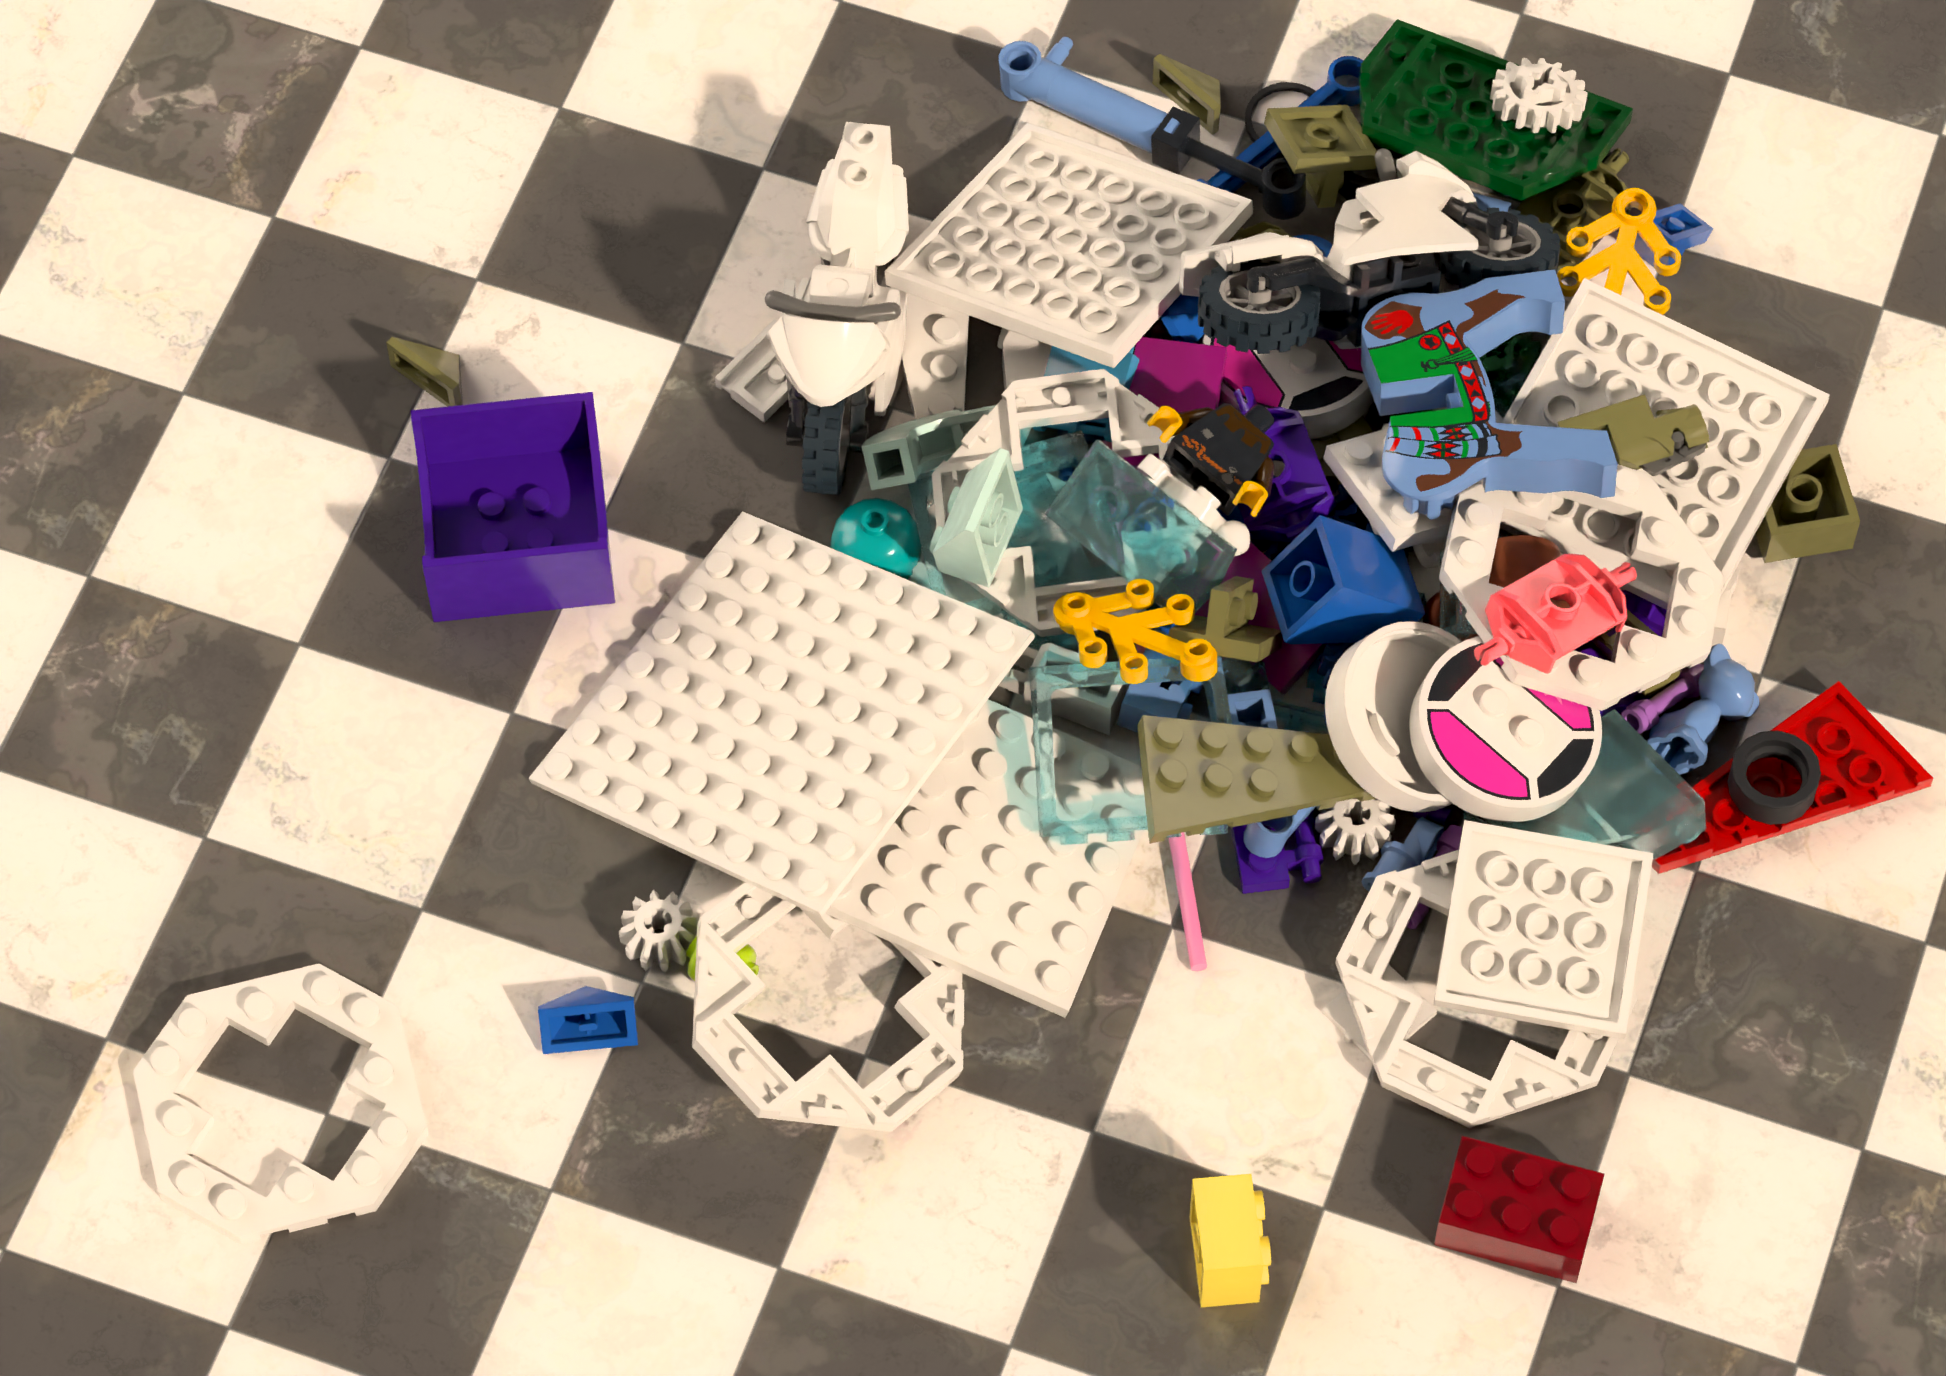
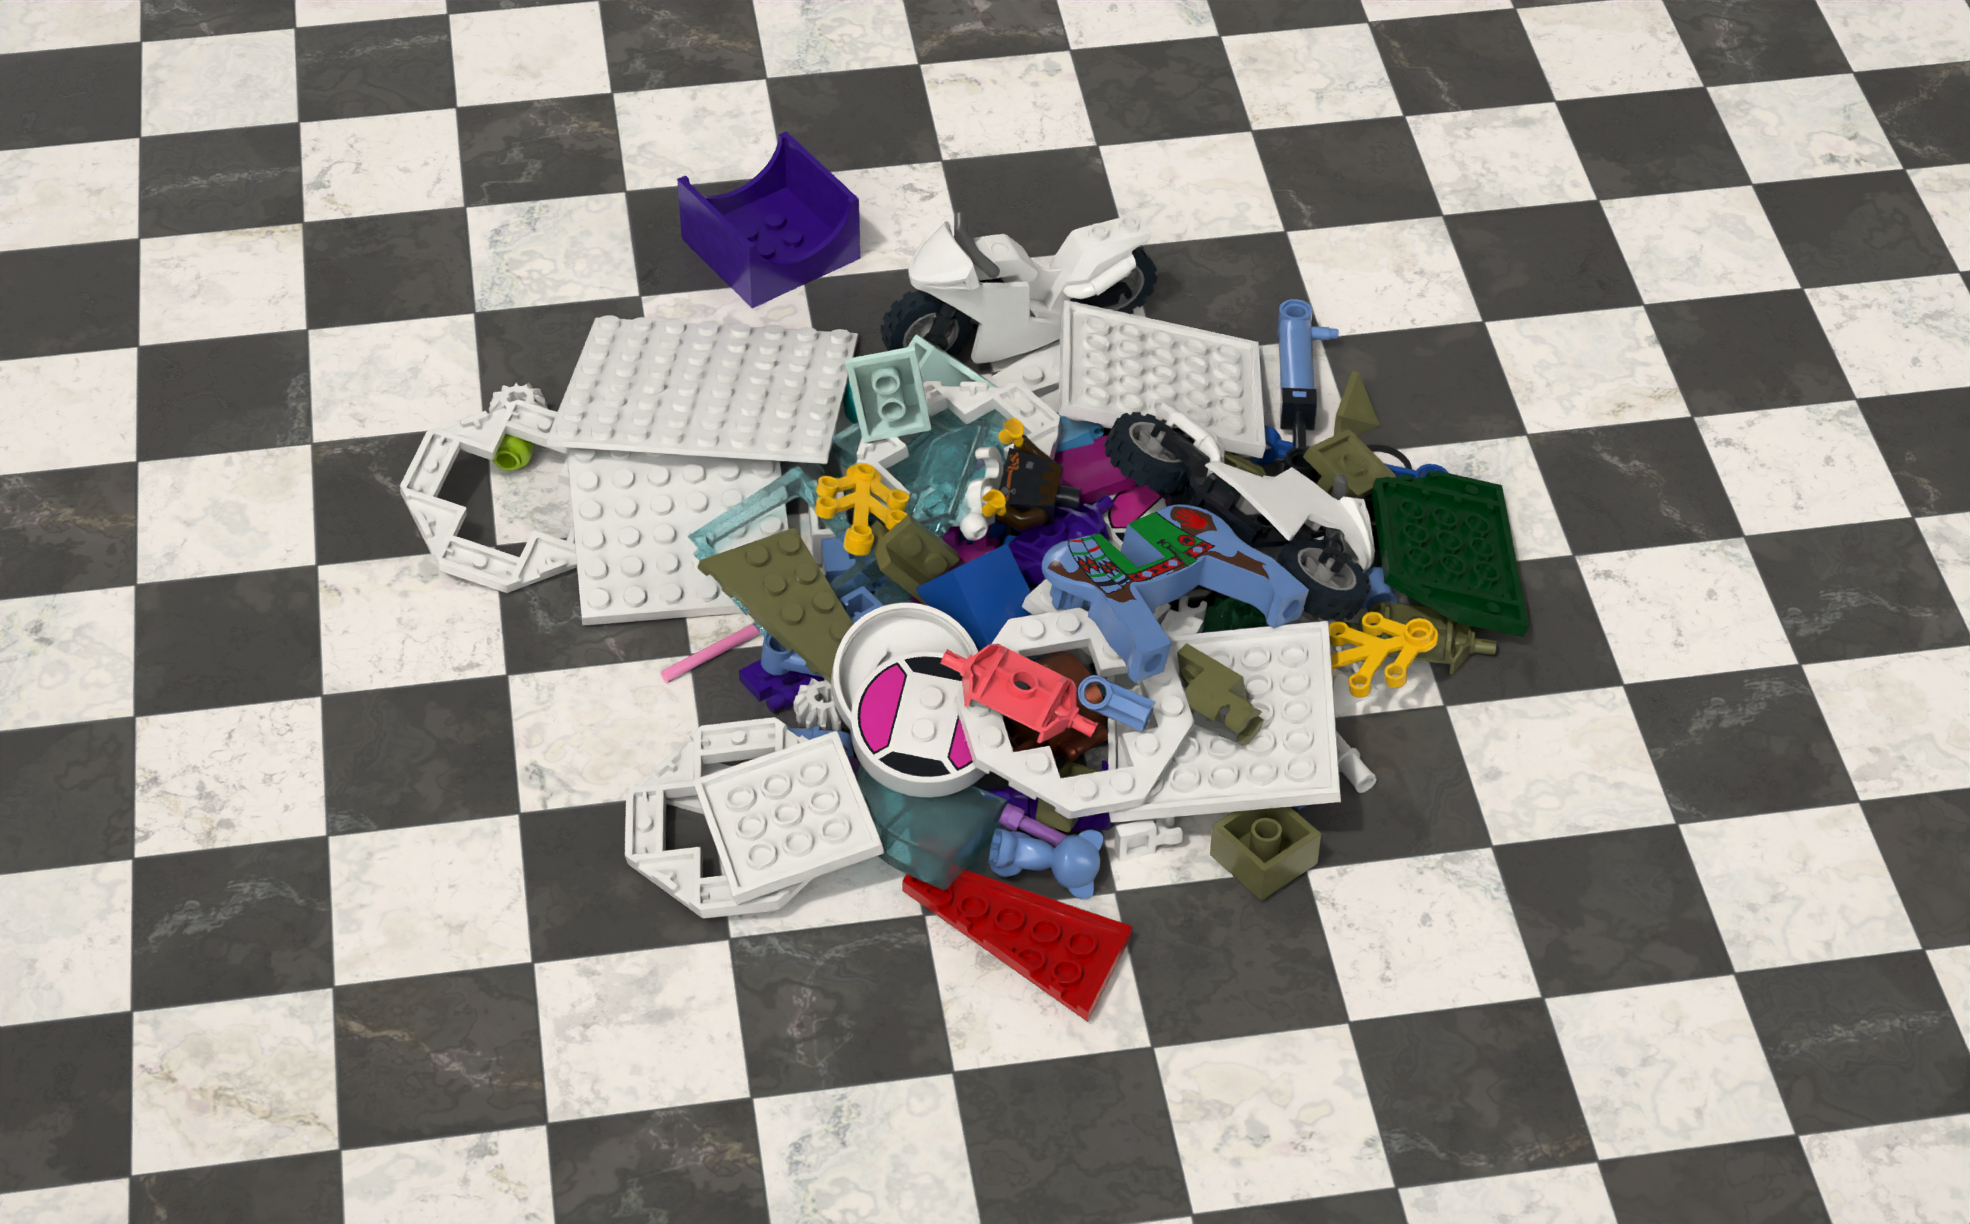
camera: 60 degrees right, 15 degrees down
(301, 1194) = (259, 269): white plate -> none
(428, 368) = (856, 161): olive slope -> none
(587, 1021) = (434, 403): blue slope -> none
(1228, 1240) = (445, 752): light yellow brick -> none
(1519, 1209) = (570, 906): dark red brick -> none
(1538, 95) = (1481, 559): white gear -> none
(1611, 529) = (1119, 703): none -> medium blue piece
(1680, 229) = (1443, 687): blue slope -> none
(1783, 747) = (1013, 886): black tyre -> none

